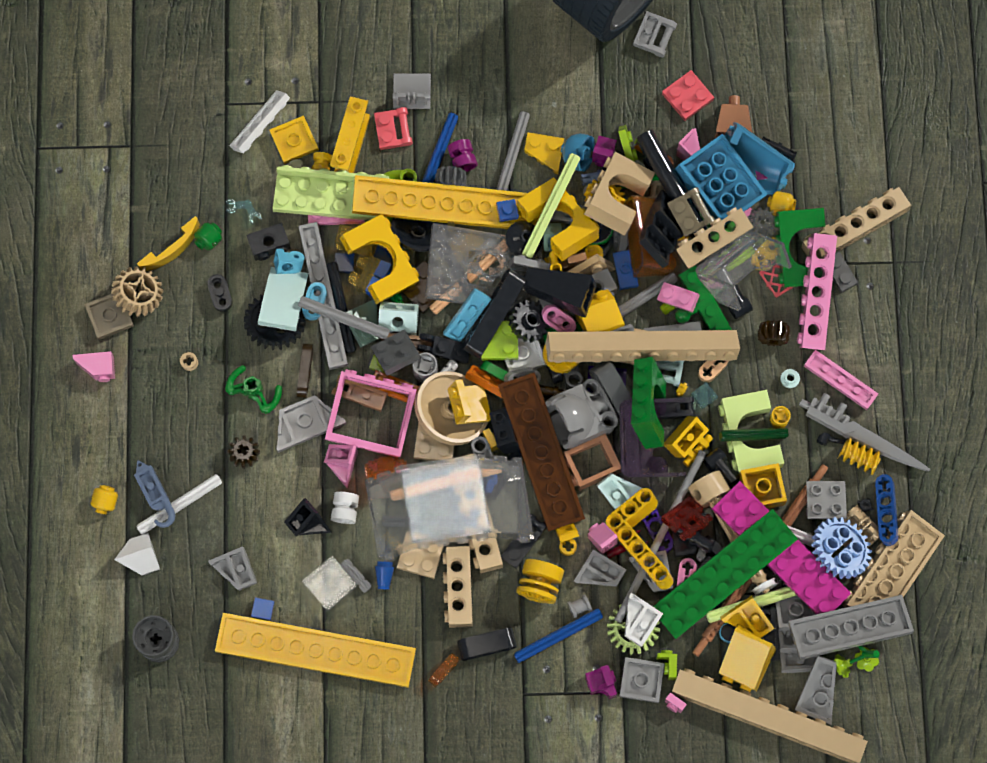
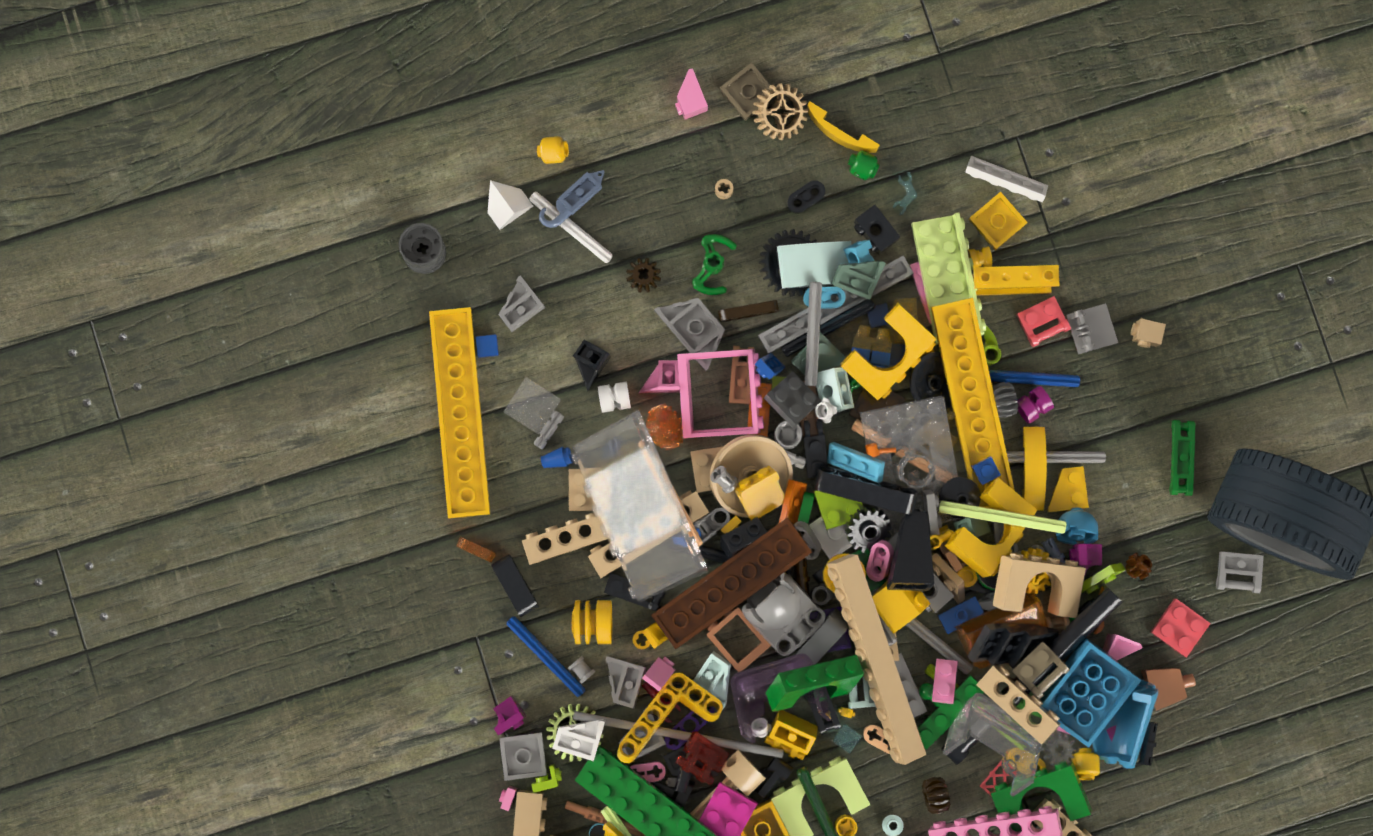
camera: 75 degrees right, 10 degrees up
(306, 266) = (858, 277): none -> sand green wing
(360, 363) = (769, 366): none -> blue plate
(409, 327) = (821, 413): none -> white plate
(430, 46) = (1147, 333): none -> tan brick
(450, 427) = (724, 479): none -> light grey bush
(460, 296) = (872, 450): none -> orange hand
(514, 170) = (1034, 466): none -> yellow slope
(544, 50) = (1182, 458): none -> green plate
(626, 112) = (1138, 566): none -> reddish brown gear
(674, 463) = (760, 727): none -> white plate

